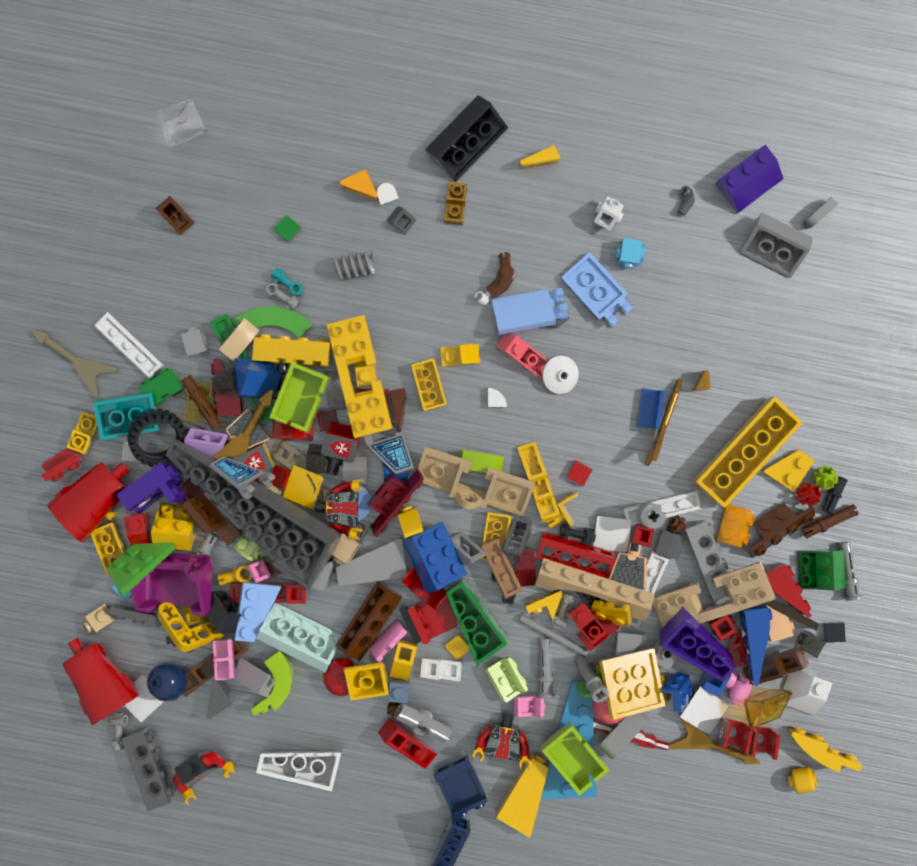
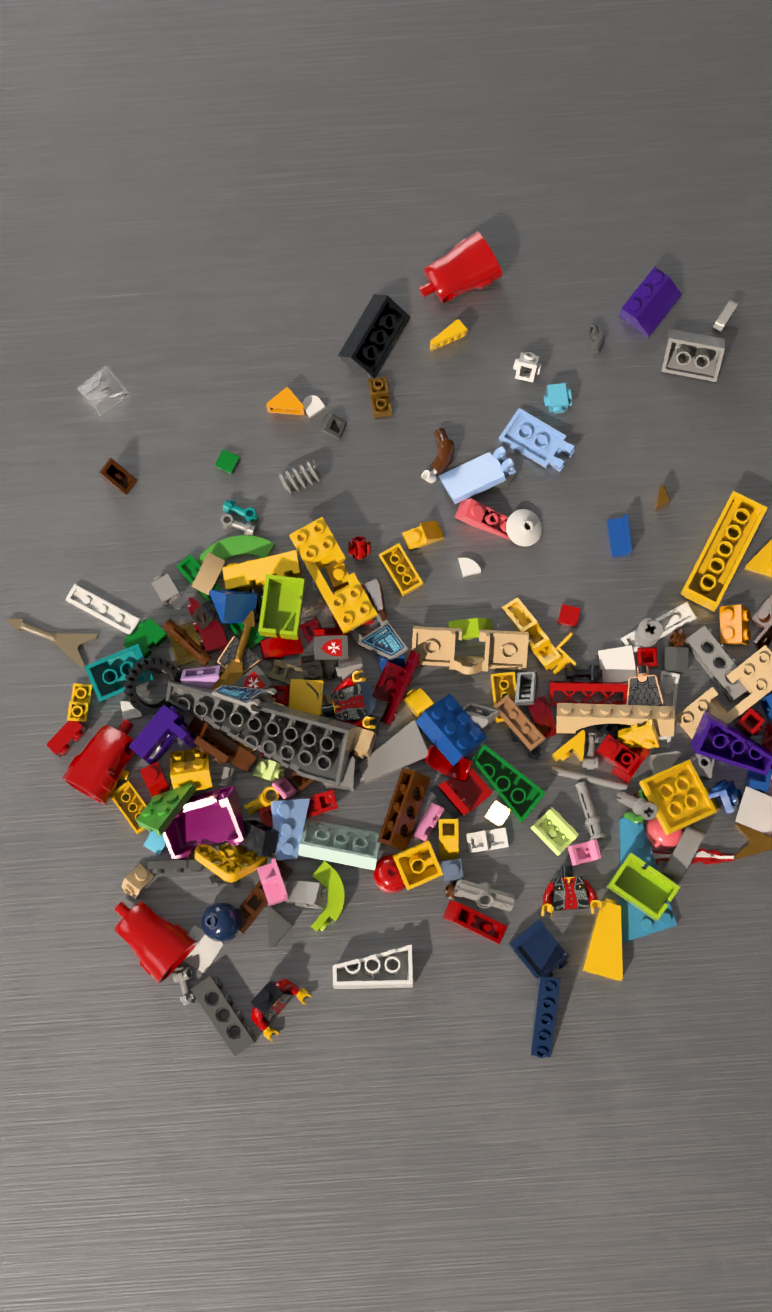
camera: 10 degrees left, 10 degrees down
(394, 352) = (359, 547): none -> red gear
(572, 94) = (462, 270): none -> red torso
(655, 449) = (636, 546): pearl gold piece -> none

